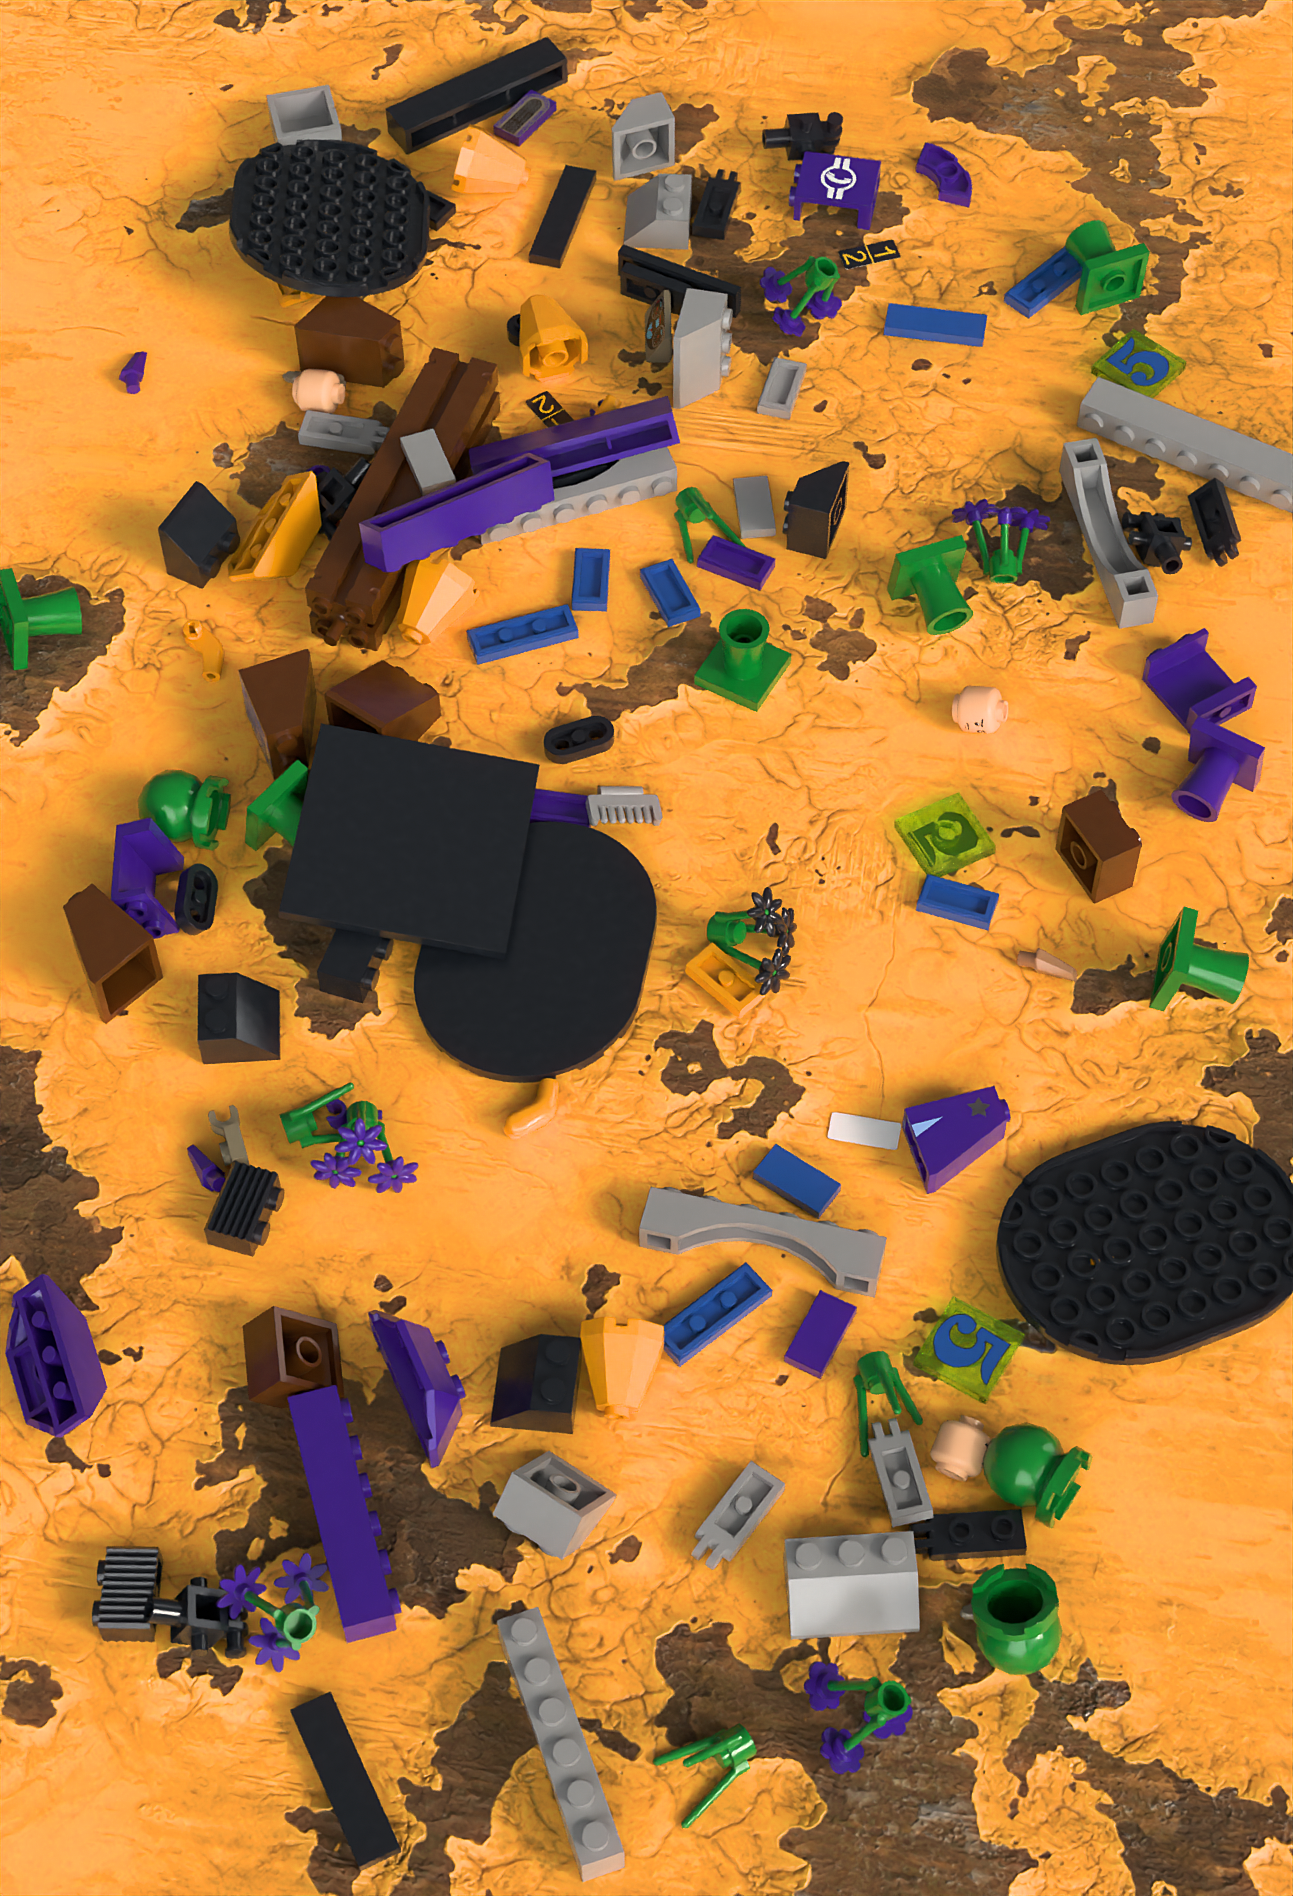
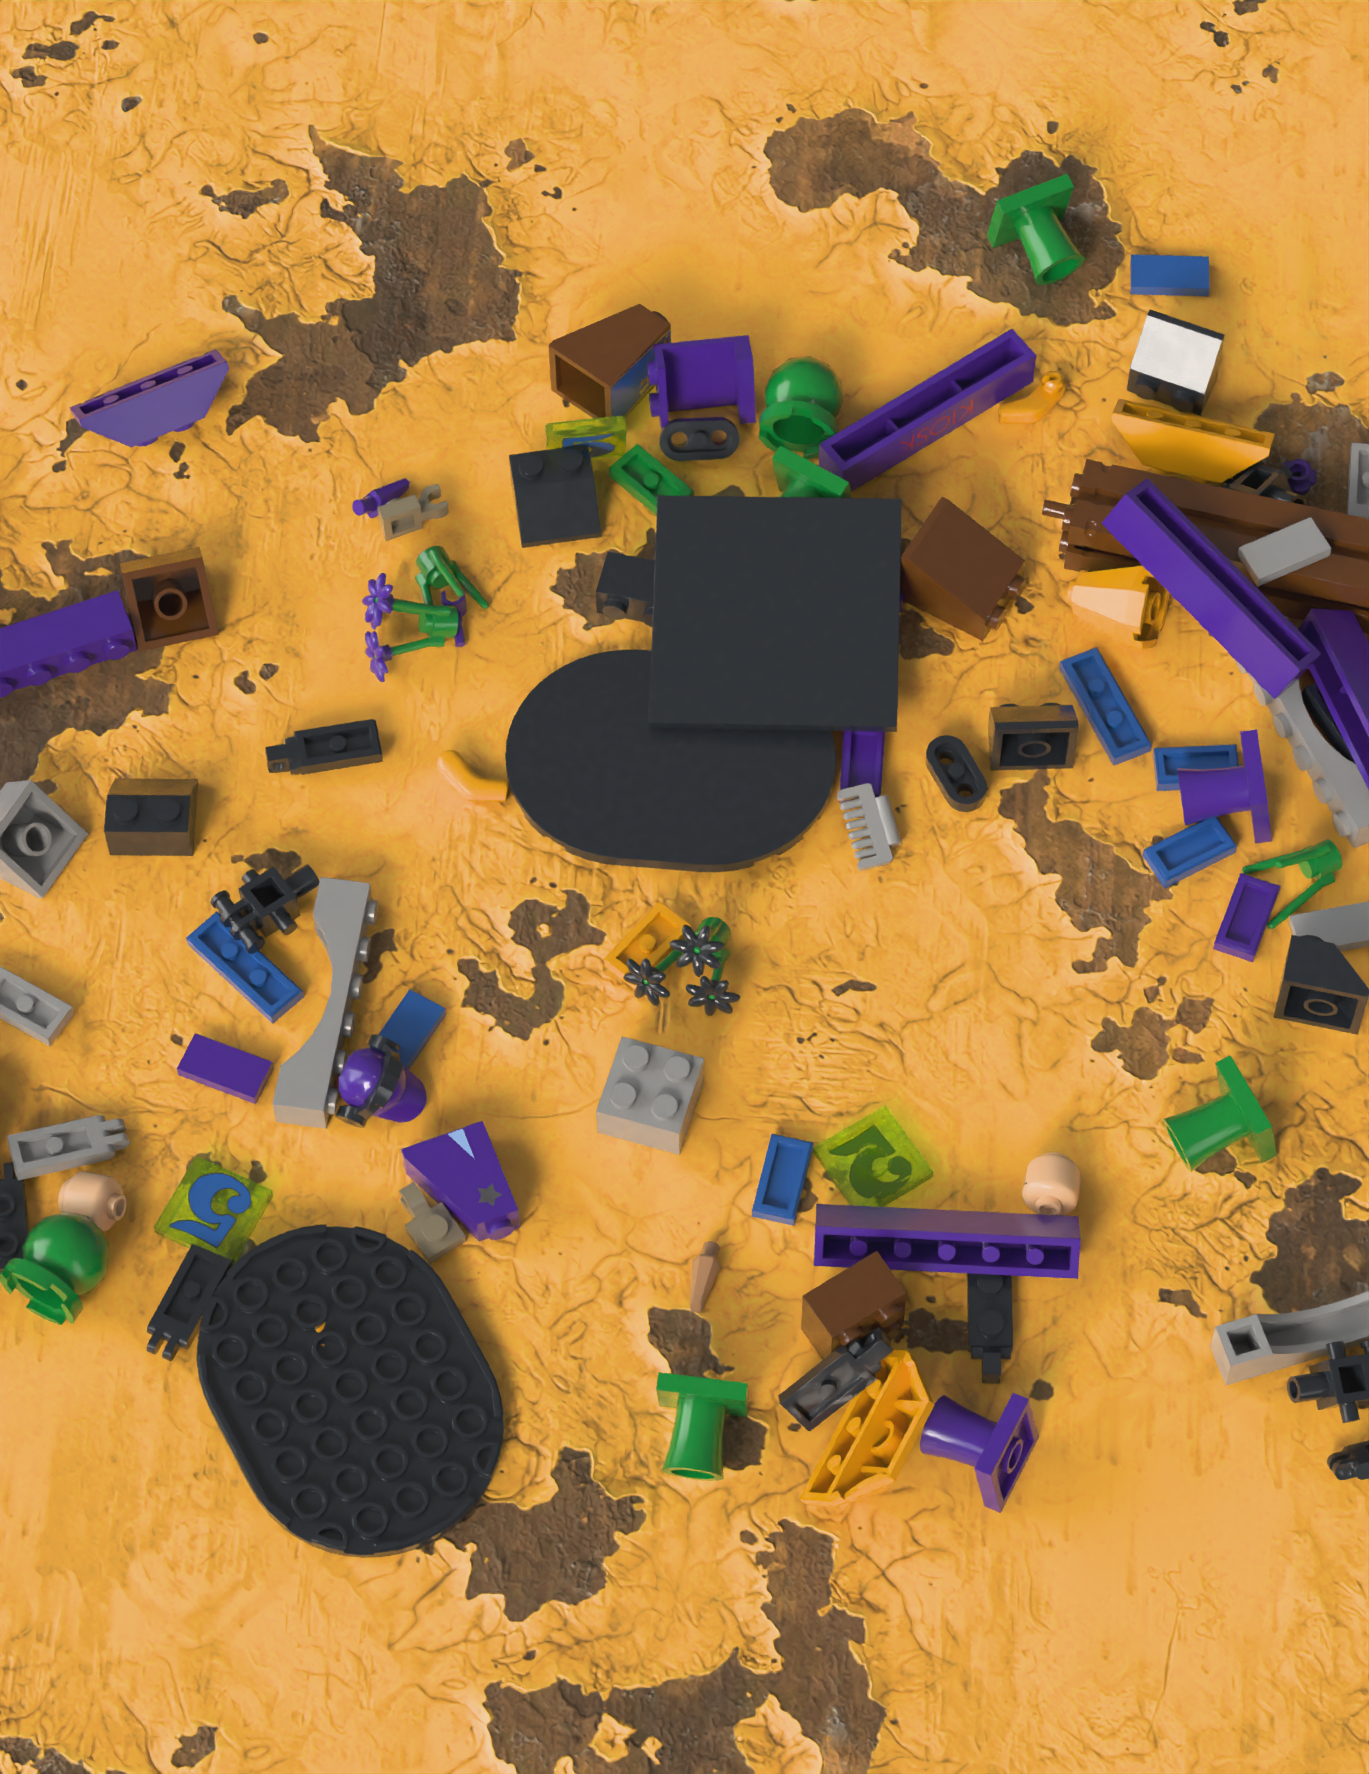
camera: 85 degrees right, 5 degrees up
(92, 543) = (1169, 275): none -> blue tile
(189, 980) = (603, 435): none -> clear neon green tile
(208, 715) = (929, 410): none -> dark purple brick
(236, 942) = (646, 478): none -> green plate
(244, 1209) = (333, 533): black brick -> none
(281, 708) = (940, 463): reddish brown slope -> none
(421, 1380) = (147, 706): dark purple wedge -> none
(486, 1227) = (326, 749): none -> black hinge
(552, 675) = (1032, 737): none -> black slope
(620, 1362) = (172, 876): light orange cone -> none
(630, 535) = (1229, 790): none -> dark purple plant
(658, 1281) = (265, 904): none -> black piece
(742, 662) = (1088, 930): green plant -> none
(858, 1192) = (379, 1085): none -> dark purple cap
(864, 1131) = (477, 1096): white sticker -> none
(879, 985) = (650, 1095): none -> light grey brick
(879, 1378) = (174, 1120): green plant -> none
(992, 1168) = (431, 1228): none -> dark tan plate
(1003, 565) = (1282, 1203): plant -> none
(1031, 783) = (948, 1240): none -> dark purple brick
(1064, 1372) = (185, 1300): none -> black hinge
(1093, 768) = (990, 1322): none -> black hinge
(1160, 862) = (836, 1379): none -> black hinge
(1194, 683) = (1131, 1435): dark purple panel -> none
(1213, 837) = (873, 1435): none -> light orange wedge

